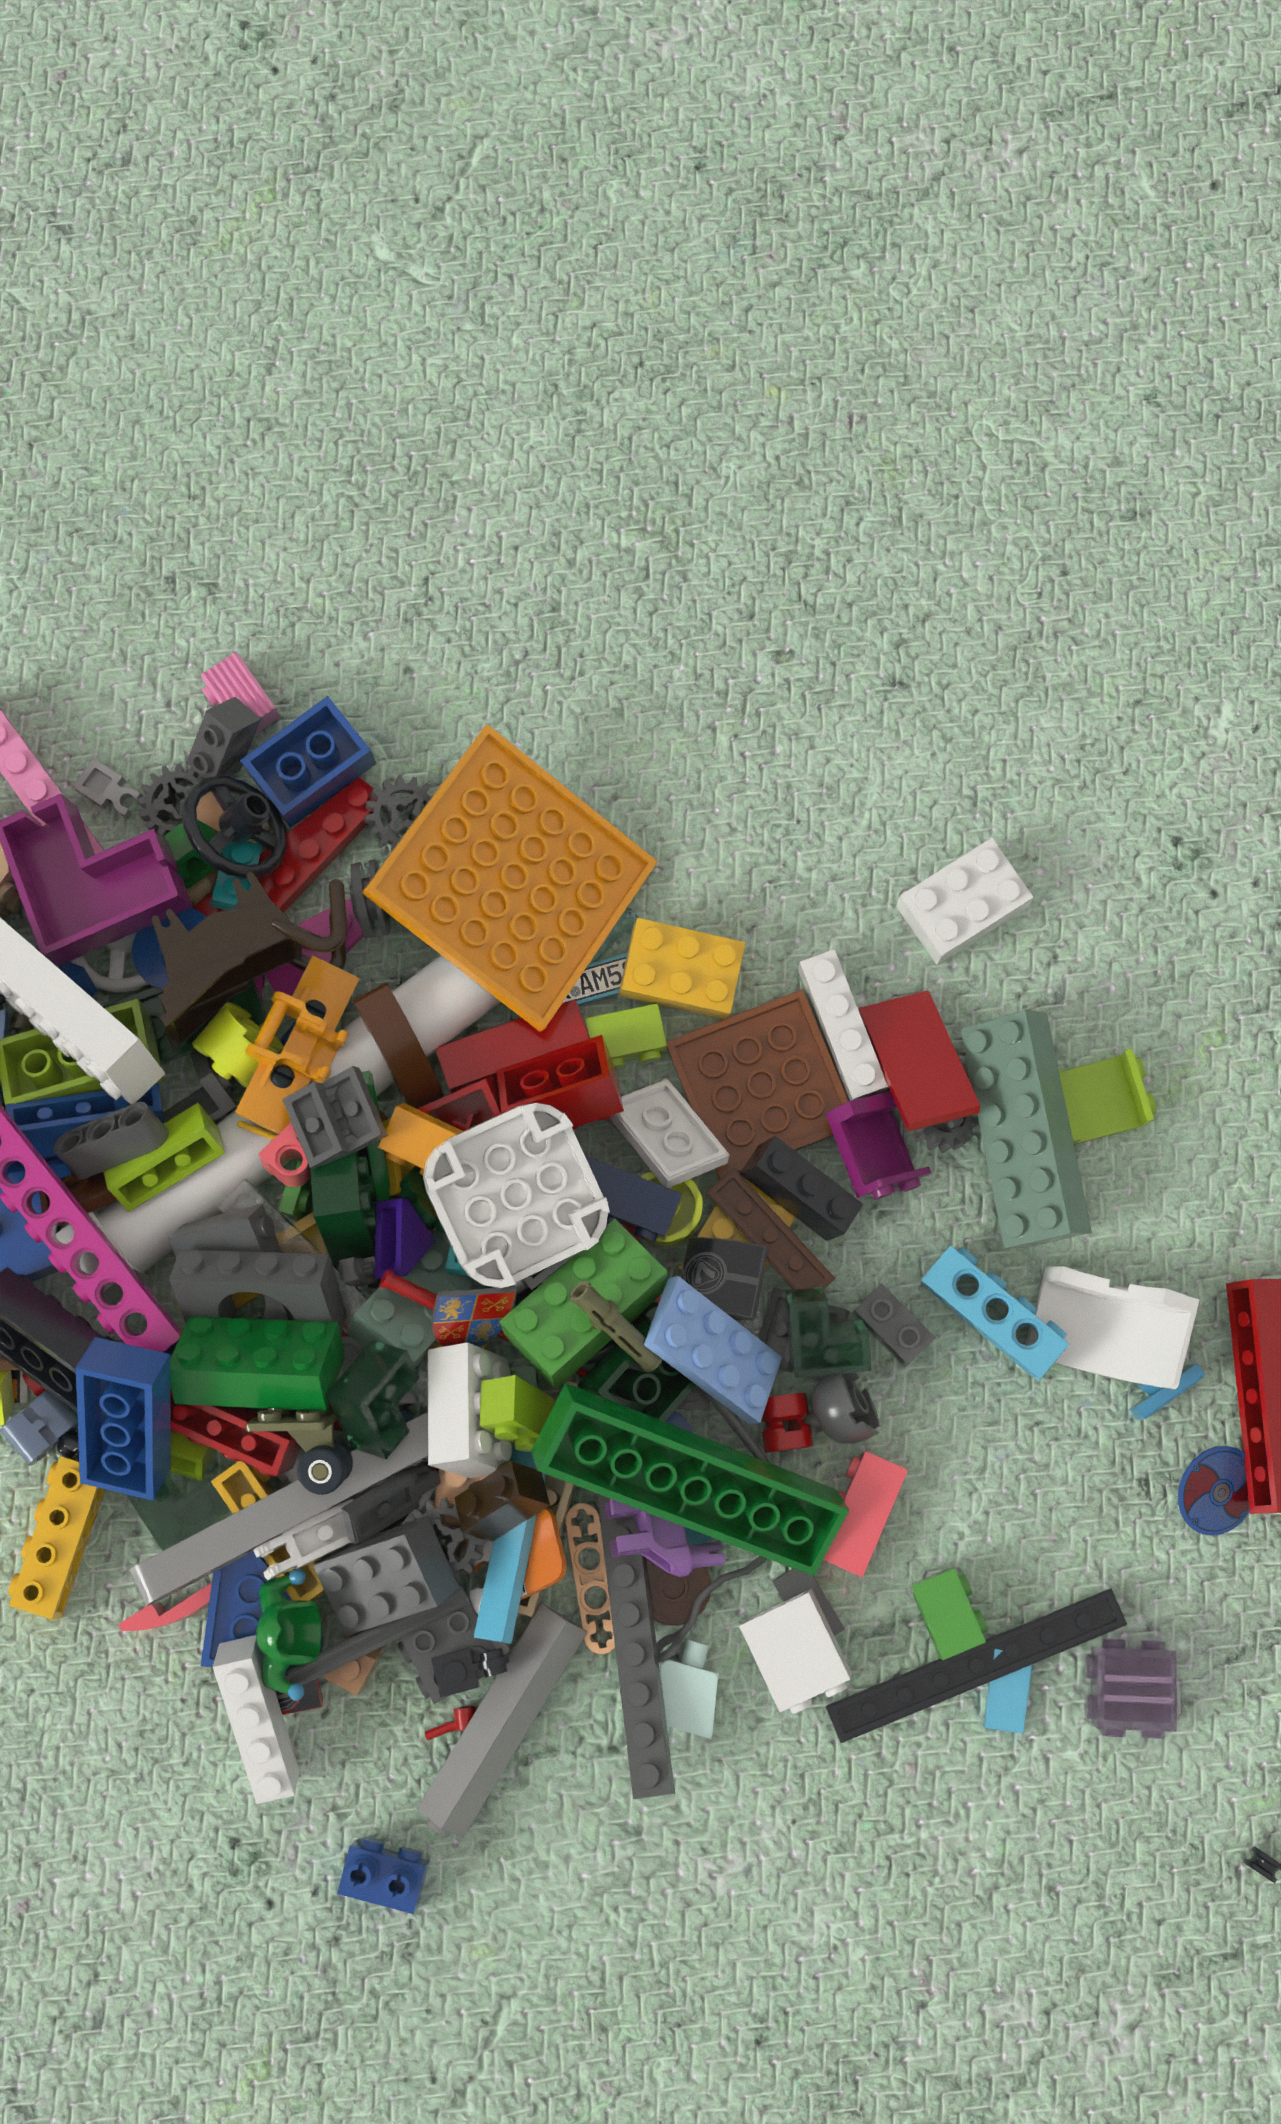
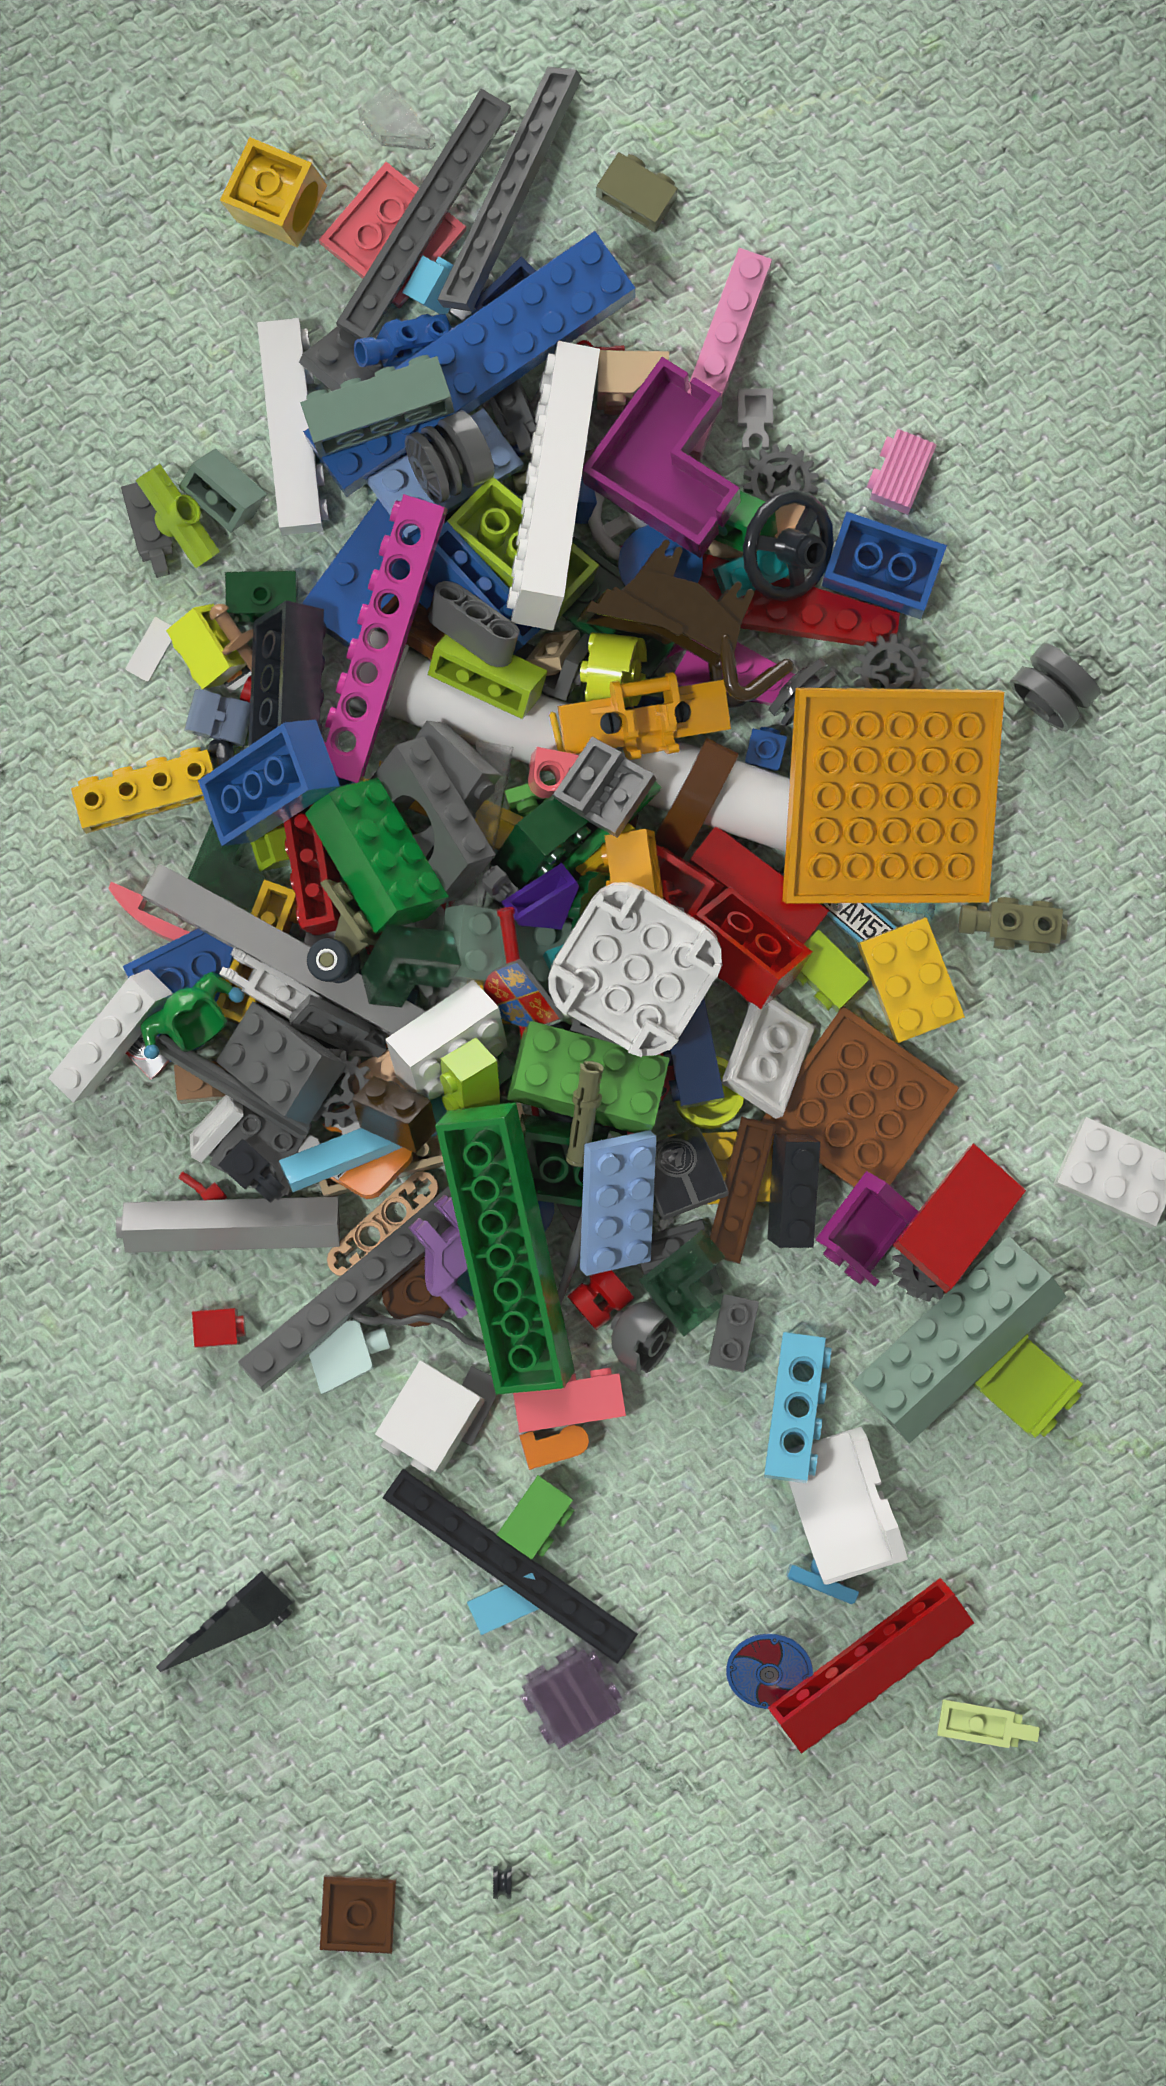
camera: 50 degrees right, 5 degrees up
(185, 1088) = (553, 650): none -> tan plate
(223, 739) = (854, 486): dark grey brick -> none
(384, 1875) = (58, 1211): blue brick -> none
(397, 962) = (766, 748): none -> blue bracket
(404, 1676) = (215, 1127): none -> white tile
(511, 685) = (1055, 687): none -> dark grey wheel
(588, 1795) = (217, 1327): none -> red brick
(702, 846) = (1025, 928): none -> olive brick
(842, 1026) = (948, 1140): white brick -> none
(868, 1941) = (249, 1610): none -> black wedge
(895, 1553) = (567, 1444): none -> orange leg
(1211, 2022) = (358, 1914): none -> reddish brown tile

